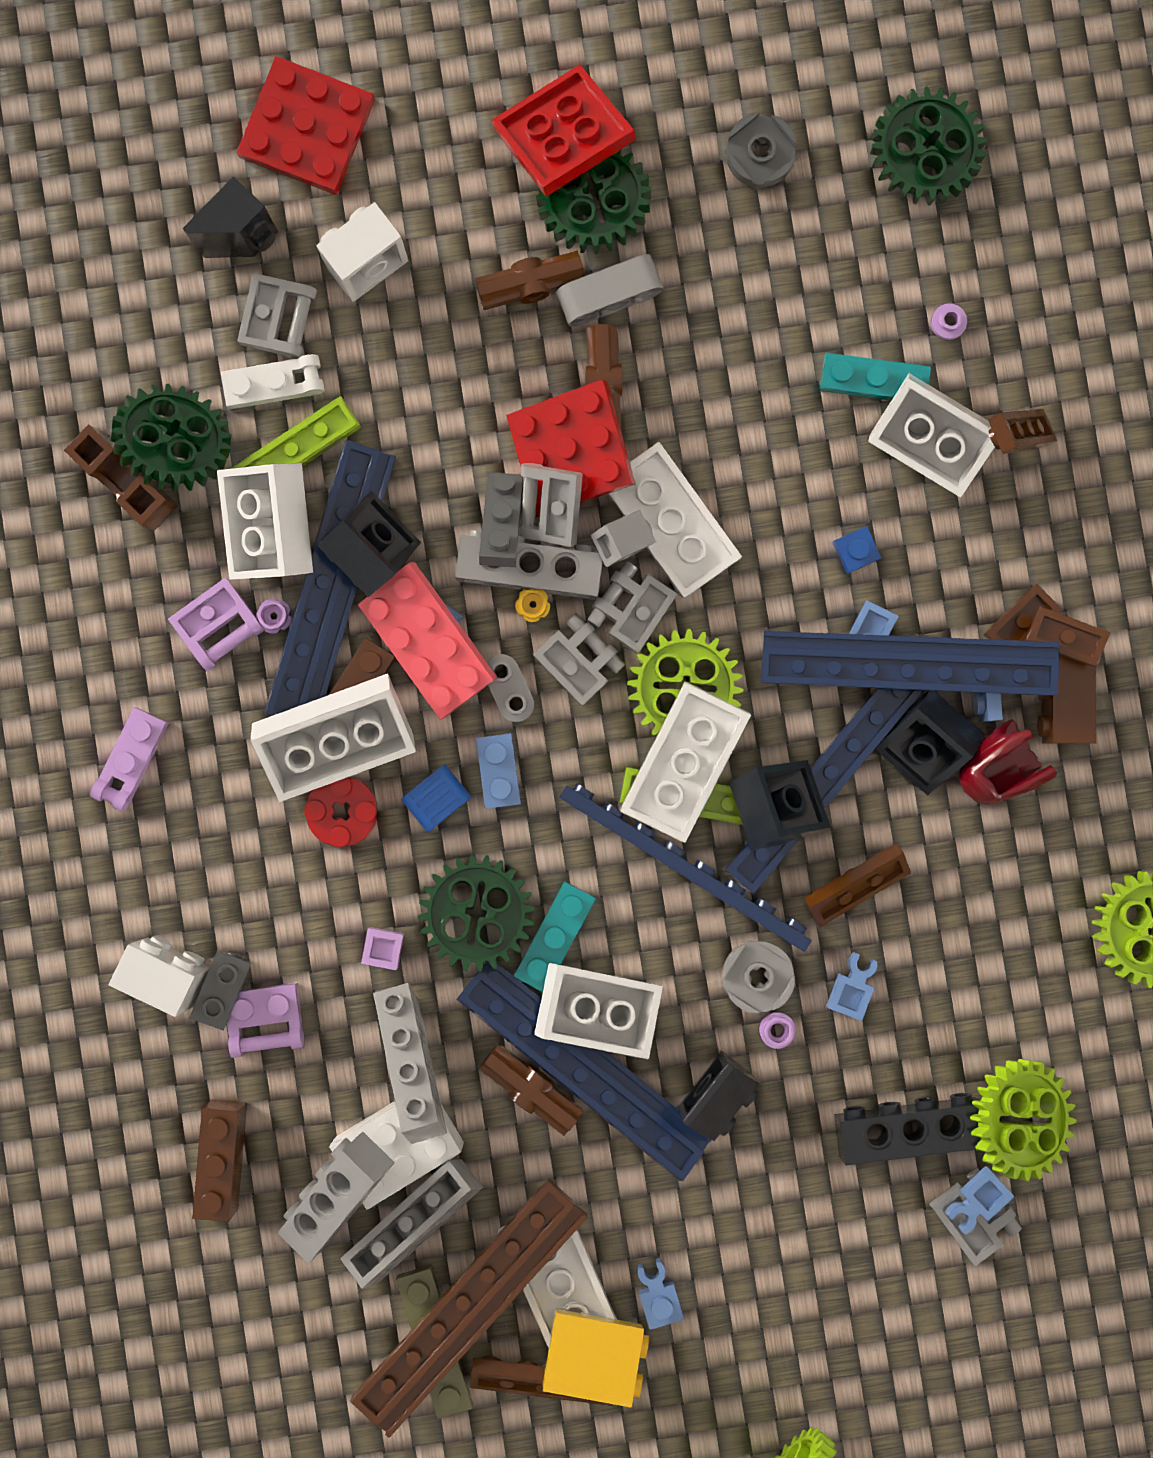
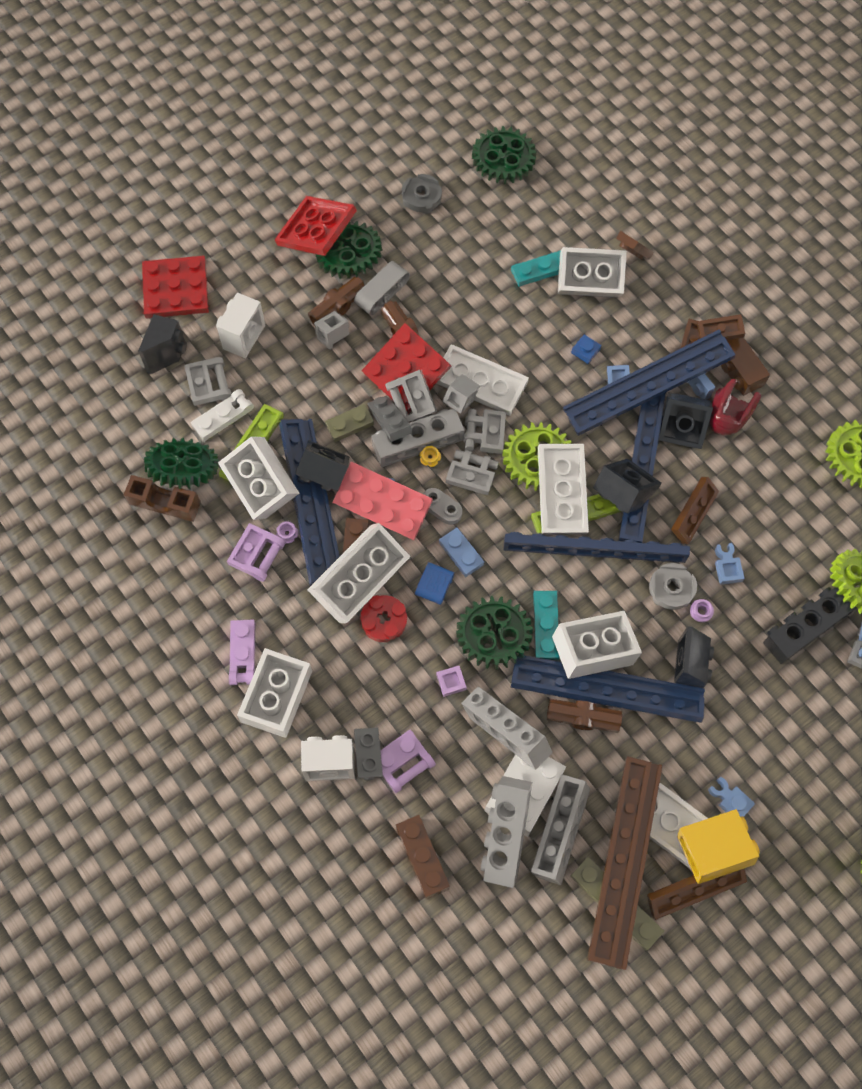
camera: 25 degrees left, 20 degrees down
(138, 846) = (275, 693): none -> white brick
(447, 489) = (349, 423): none -> olive plate
(498, 324) = (331, 329): none -> light grey brick
(943, 330) = (563, 229): lavender plate -> none

